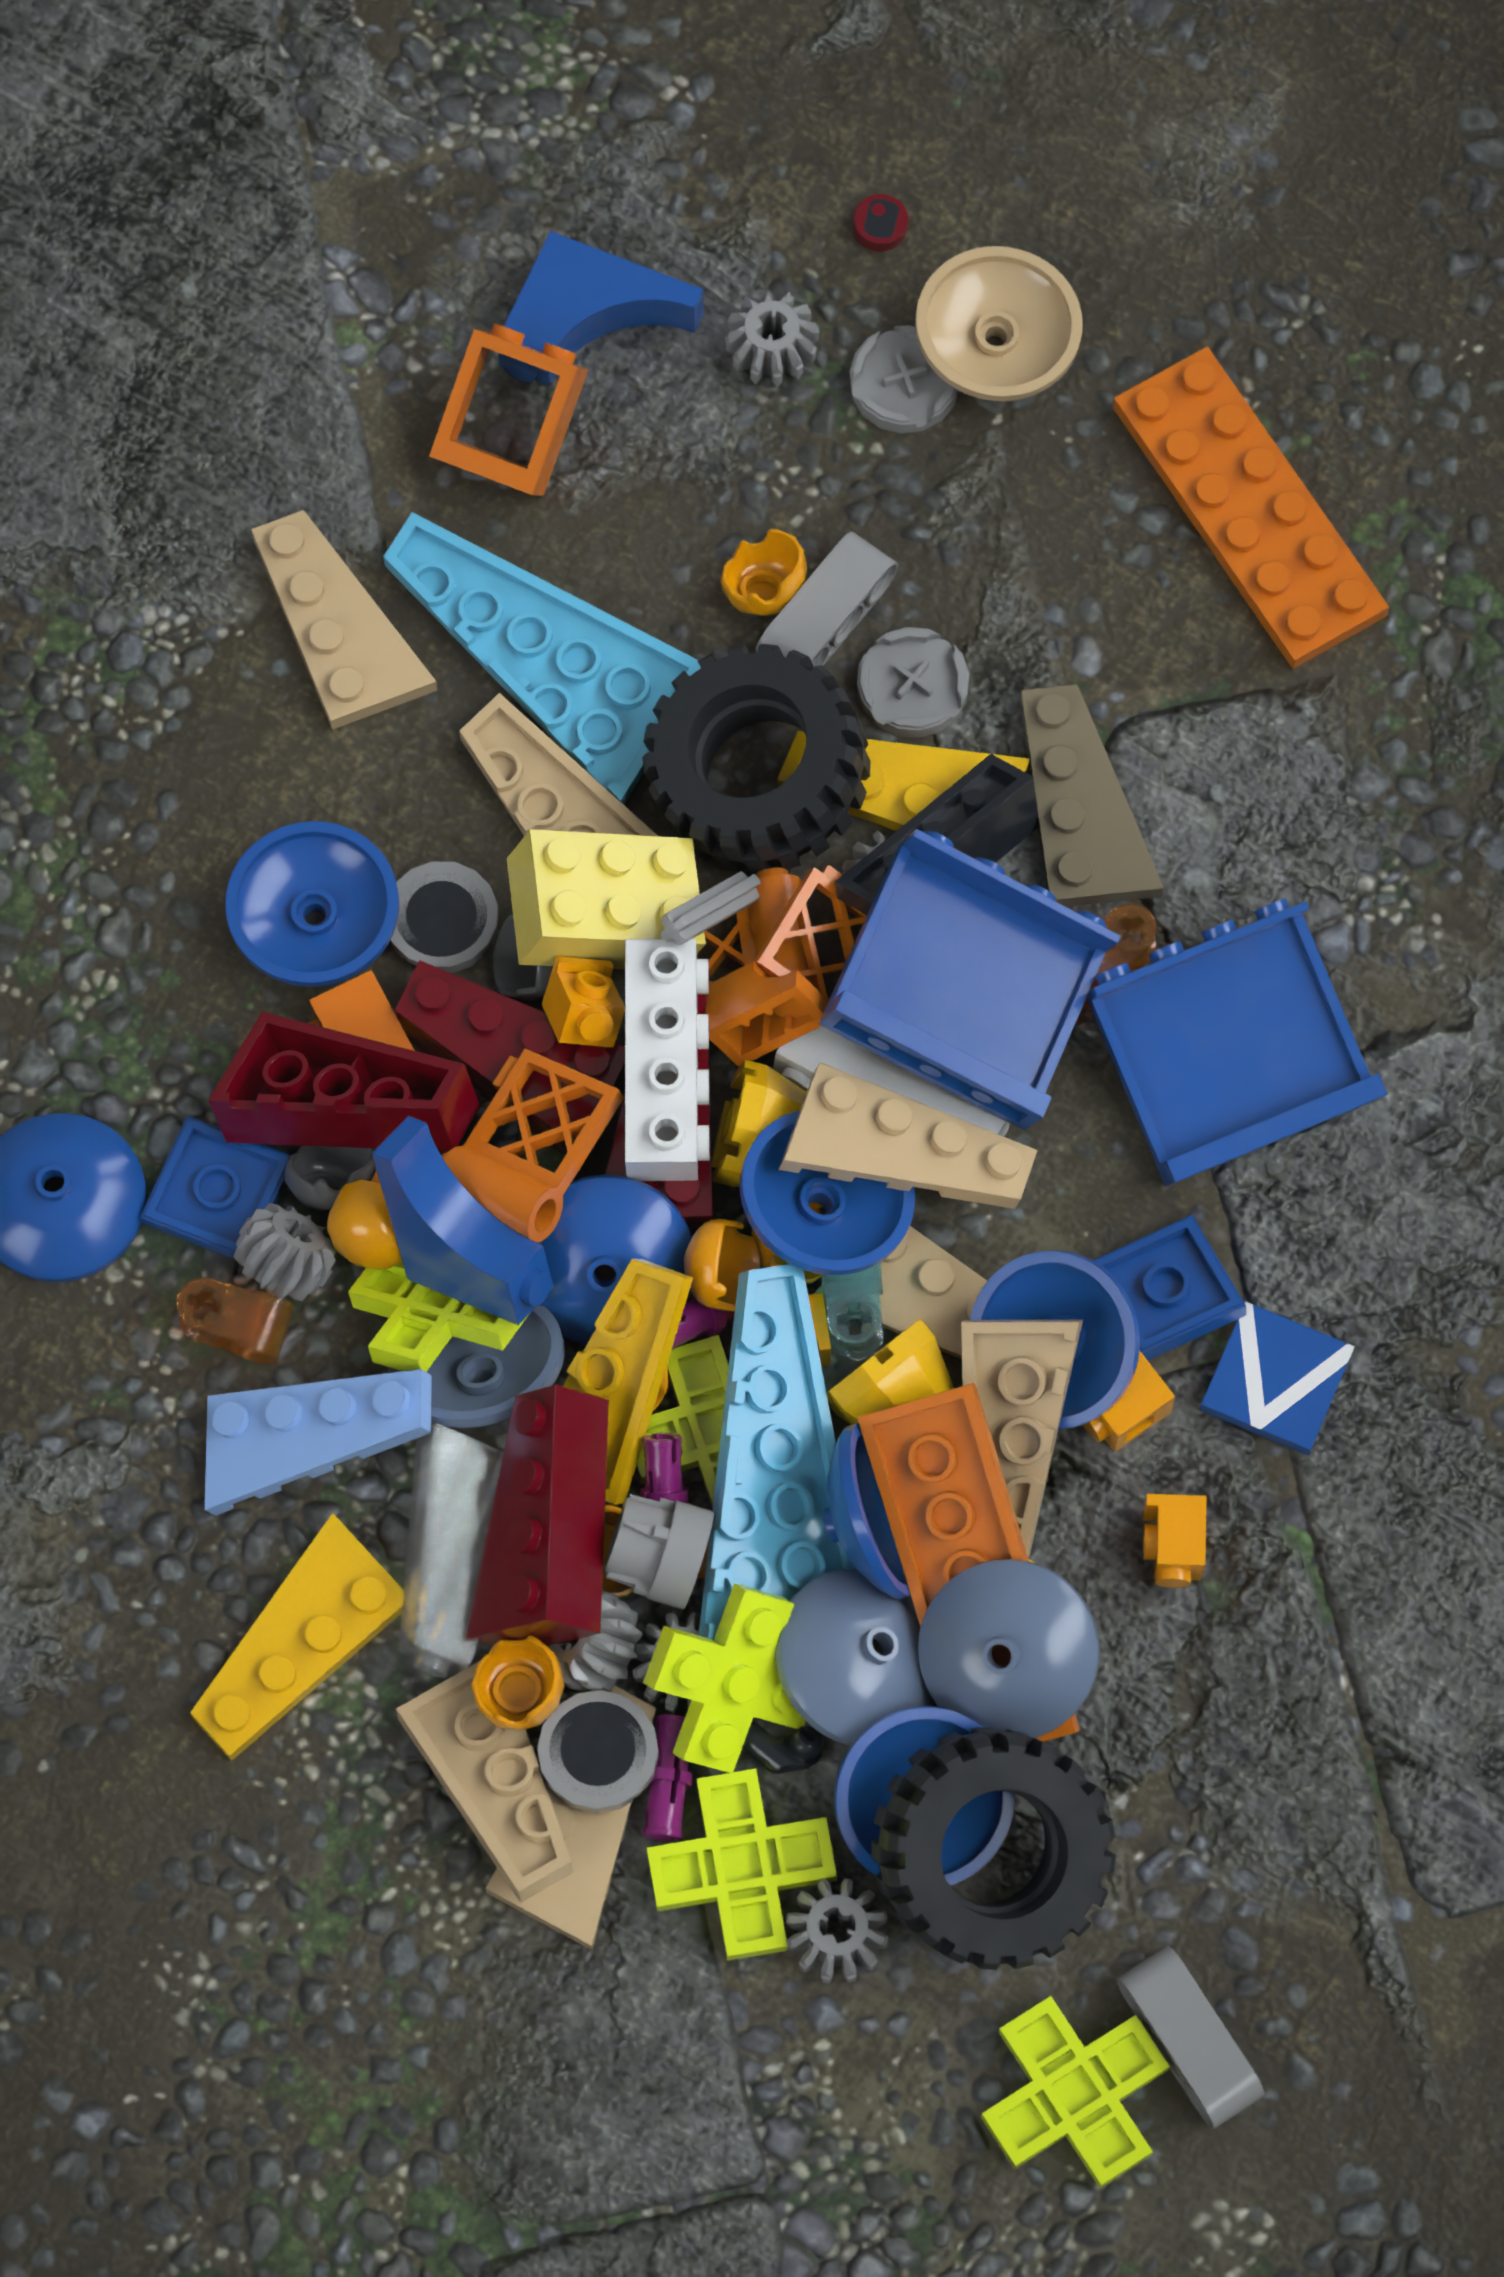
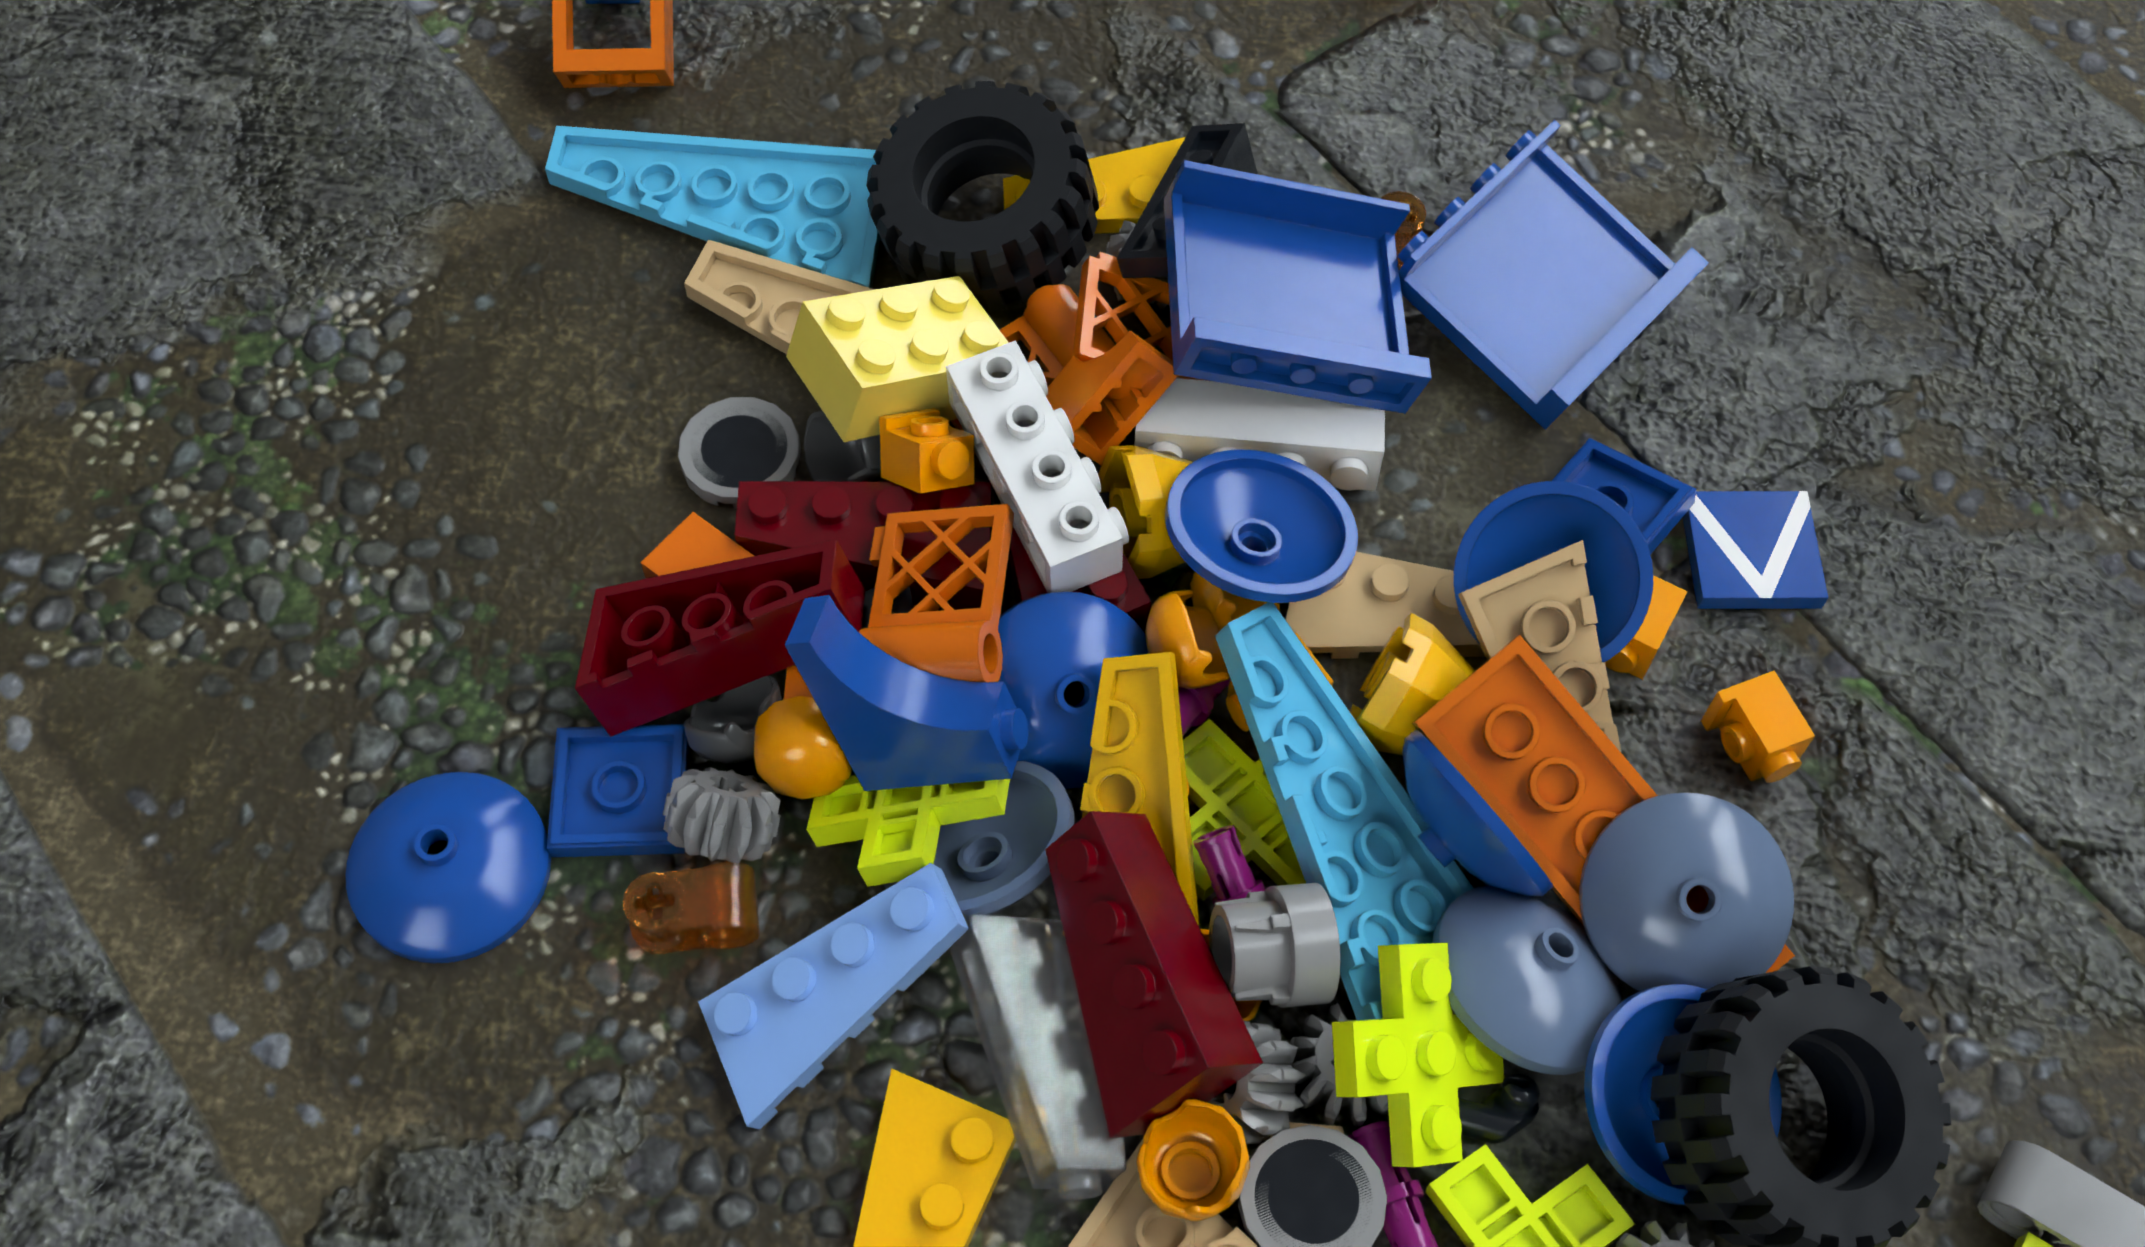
camera: 25 degrees left, 10 degrees down
(304, 872) = (599, 452): blue dish -> none
(341, 632) = (528, 250): tan wing -> none
(710, 908) = (1010, 320): light grey axle -> none
(765, 574) = (913, 66): light orange hair -> none
(832, 600) = (985, 49): light grey beam -> none
(855, 1298) = (1335, 635): clear light blue piece -> none
(885, 1137) = (1288, 454): tan wing -> none
(912, 682) = (1098, 103): light grey tile -> none
(1085, 822) = (1282, 136): dark tan wing -> none

